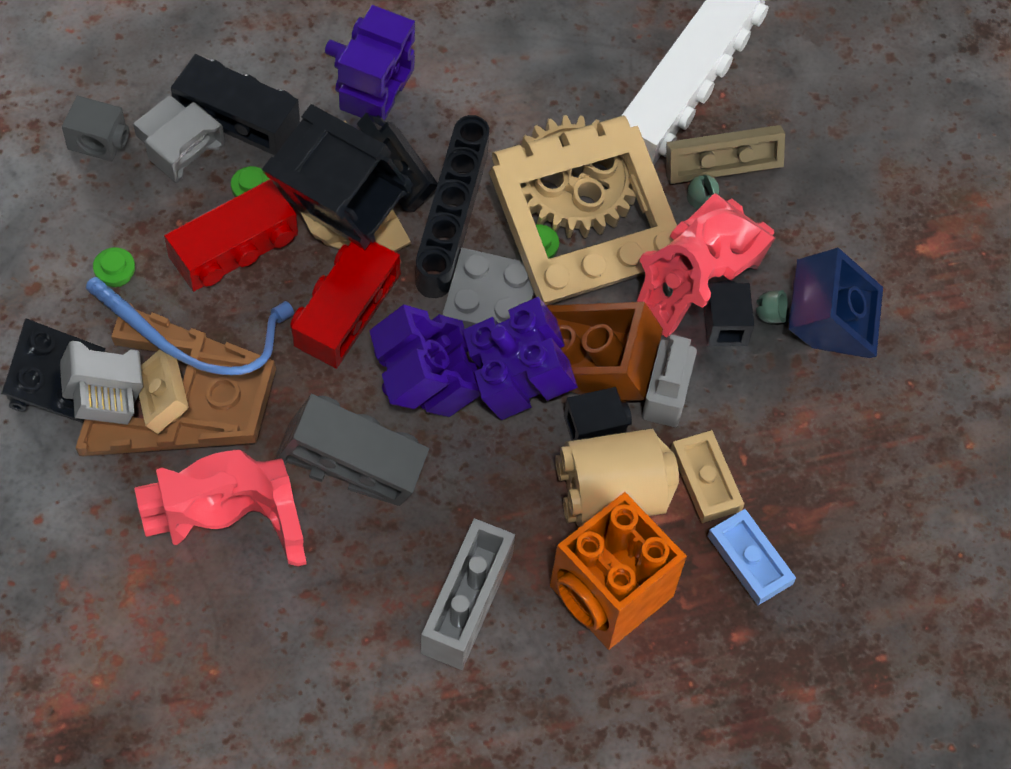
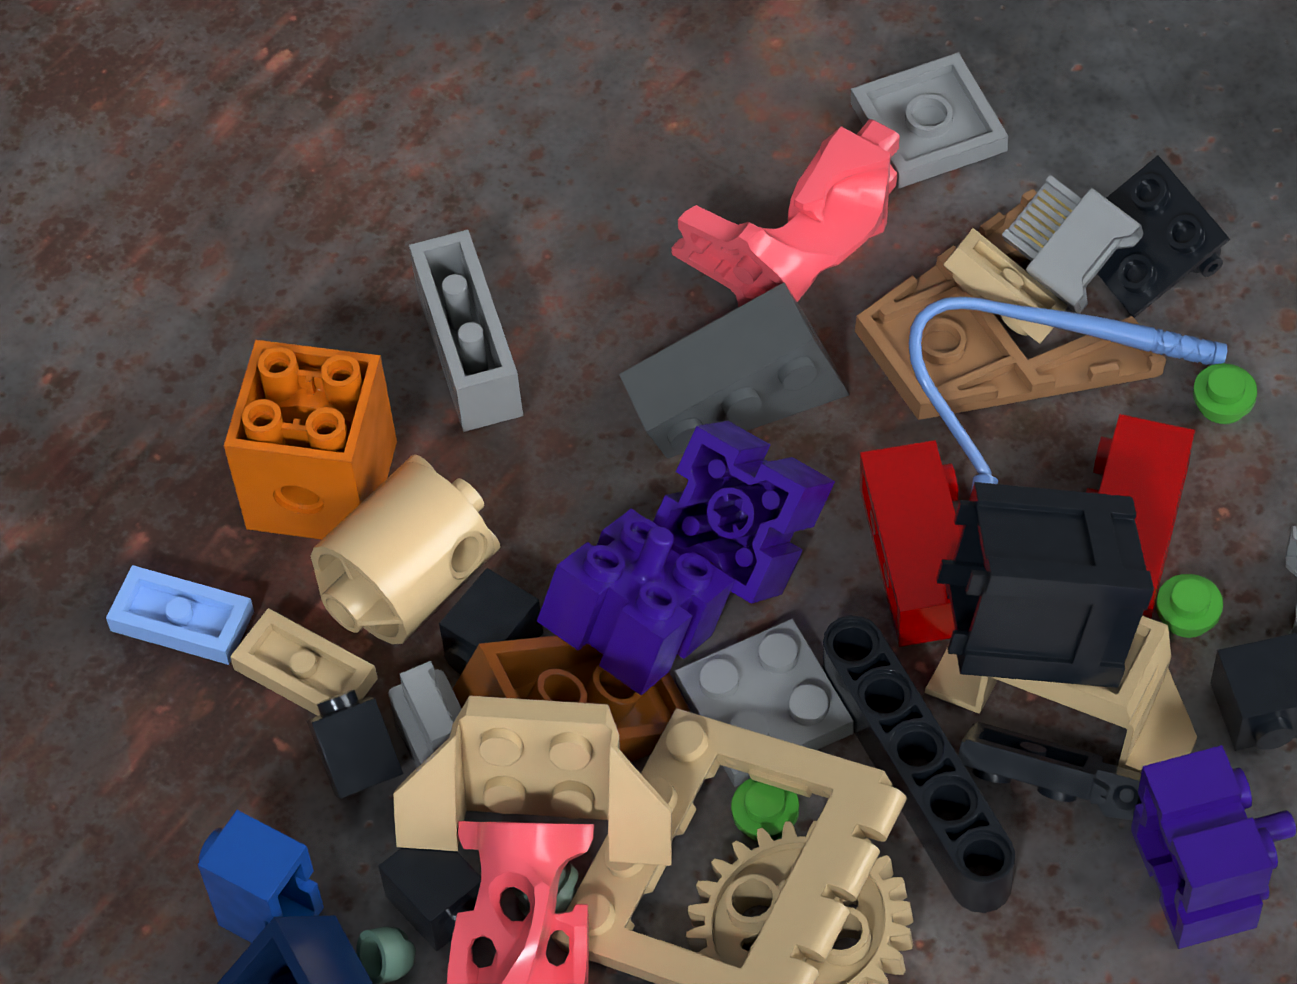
camera: 150 degrees right, 5 degrees down
(80, 537) = (937, 114): none -> light grey plate
(662, 296) = (539, 763): none -> tan piece
(718, 401) = (353, 743): none -> black brick
(819, 357) = (256, 876): none -> blue brick

